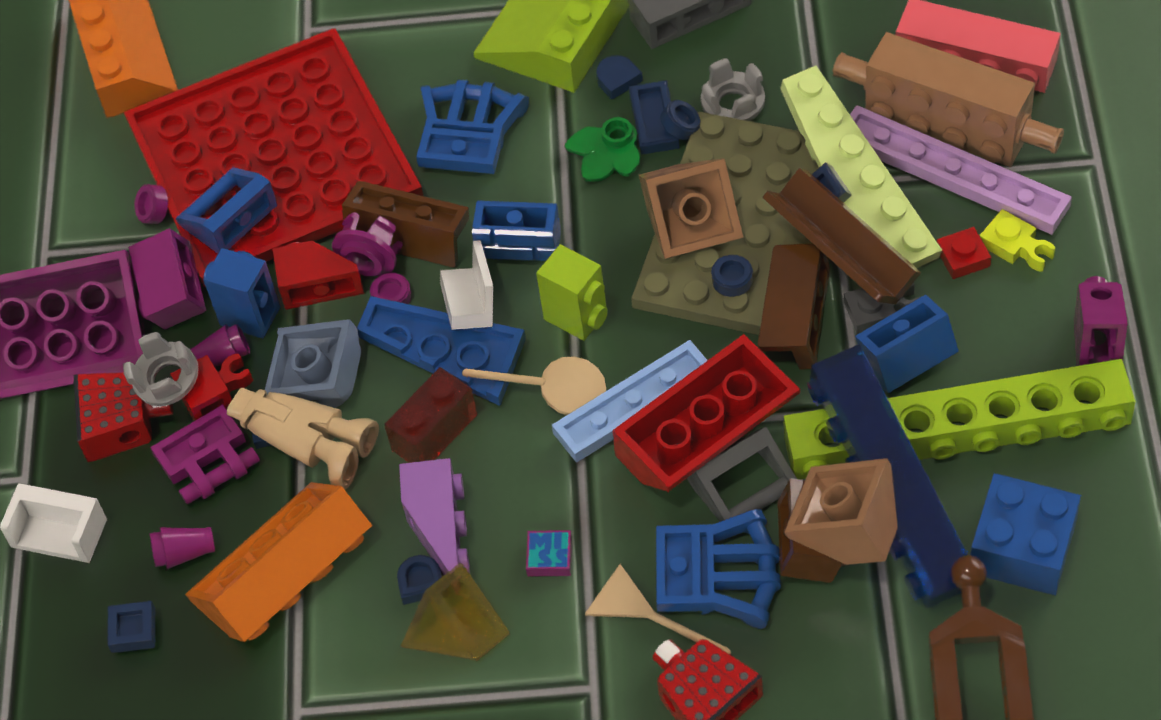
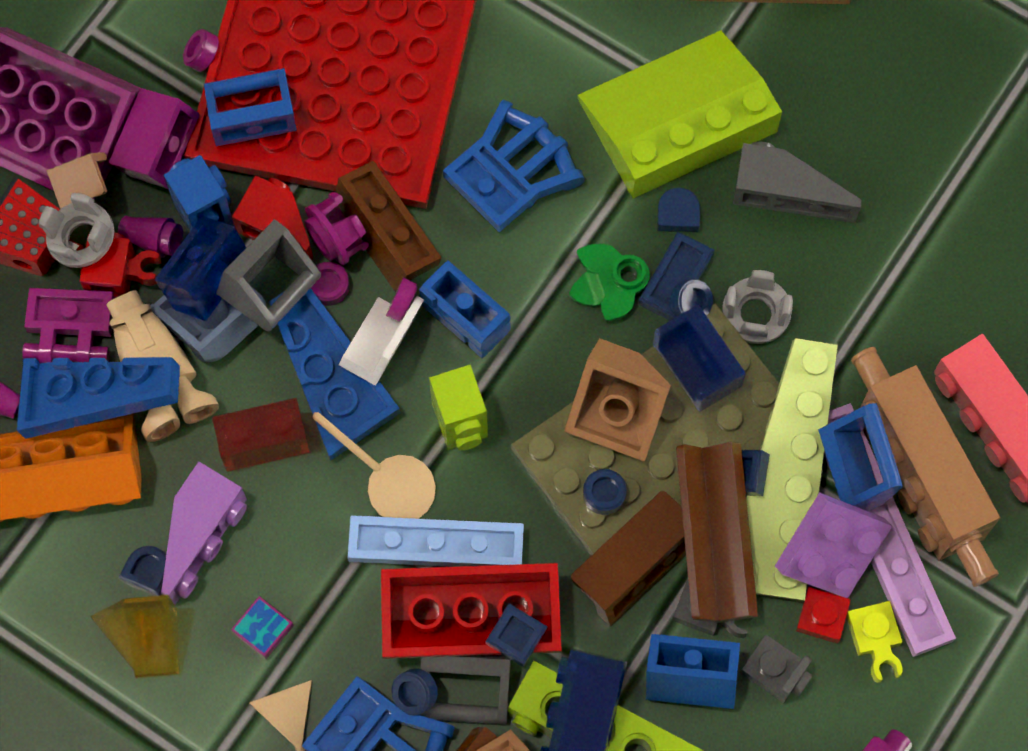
camera: 30 degrees right, 15 degrees up
(123, 340) = (78, 176): none -> medium nougat panel
(260, 485) = (80, 393): none -> blue wing
(288, 329) = (197, 267): none -> clear blue panel
(336, 322) = (271, 243): none -> dark grey tile
(463, 253) = (402, 300): none -> magenta tile
(711, 503) = (414, 691): none -> dark blue tile
(723, 134) = (698, 358): none -> clear blue panel
(757, 399) = (516, 635): none -> dark blue tile
(894, 134) = (850, 460): none -> blue tile
(932, 190) = (833, 545): none -> medium lavender plate
(969, 307) = (777, 669): none -> dark grey bracket

